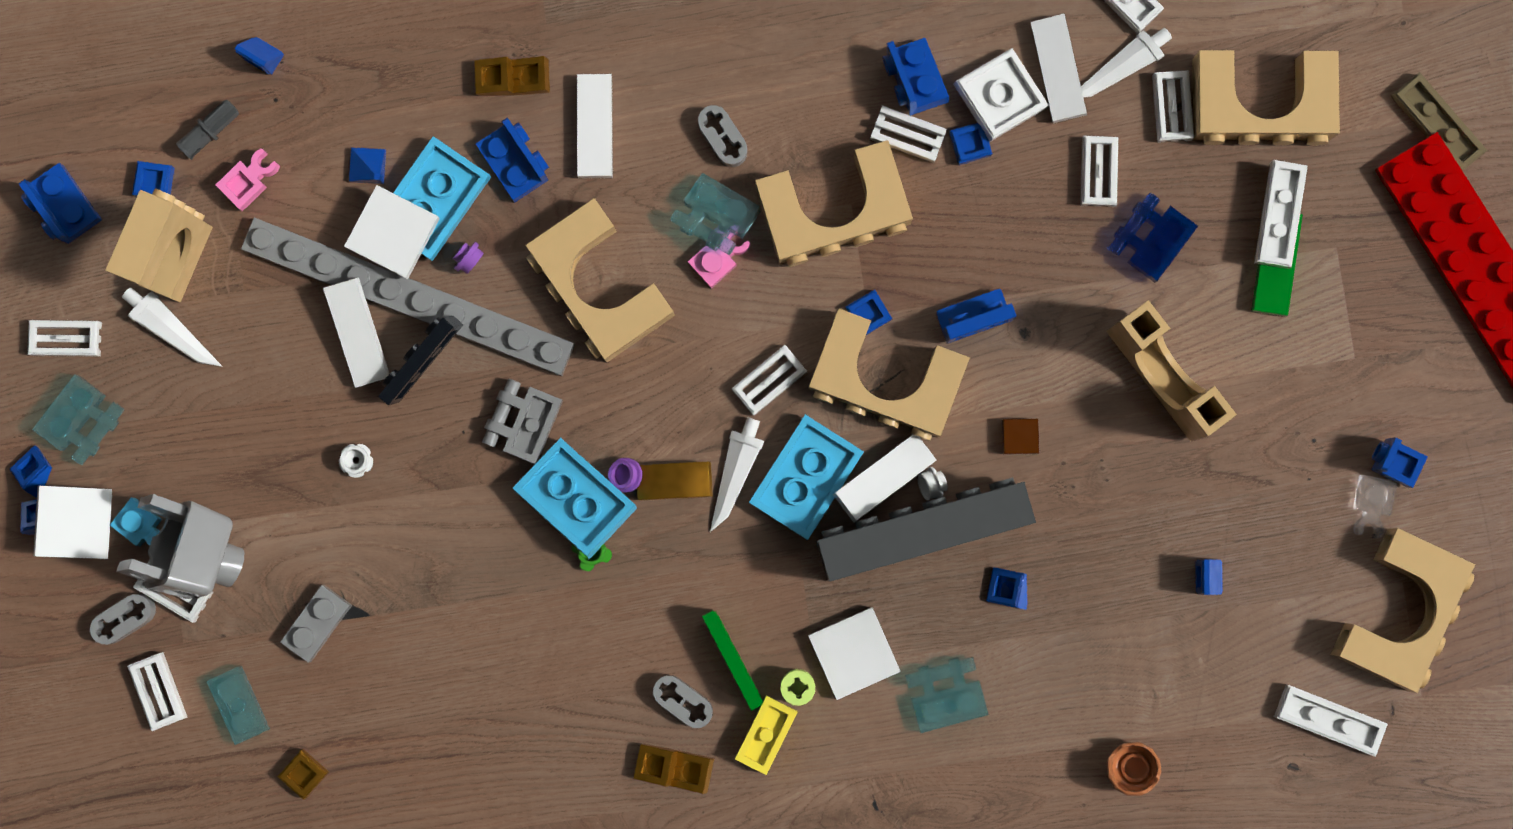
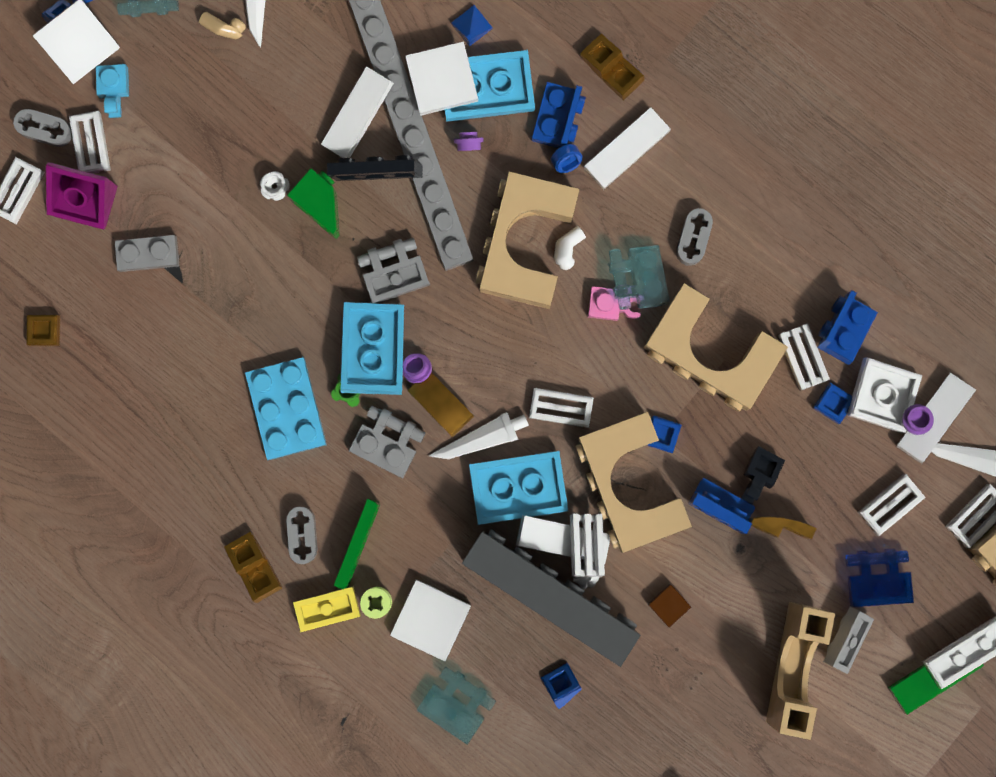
camera: 45 degrees right, 0 degrees up
(185, 377) = (221, 28): none -> tan arm
(188, 551) = (120, 130): light grey piece -> none
(212, 639) = (78, 195): none -> magenta slope
(238, 705) = (51, 249): clear light blue plate -> none
(403, 433) = (318, 200): none -> green slope
(557, 185) = (566, 158): none -> blue tile
(560, 619) = (285, 408): none -> medium azure plate
(633, 255) = (564, 248): none -> white arm
(671, 566) = (382, 450): none -> light grey plate
(923, 457) = (598, 545): none -> white tile
(975, 256) = (763, 471): none -> black plate
(1030, 286) = (774, 526): none -> pearl gold slope
(1046, 85) = (917, 419): none -> medium lavender plate
(1182, 309) = (848, 640): none -> light grey plate

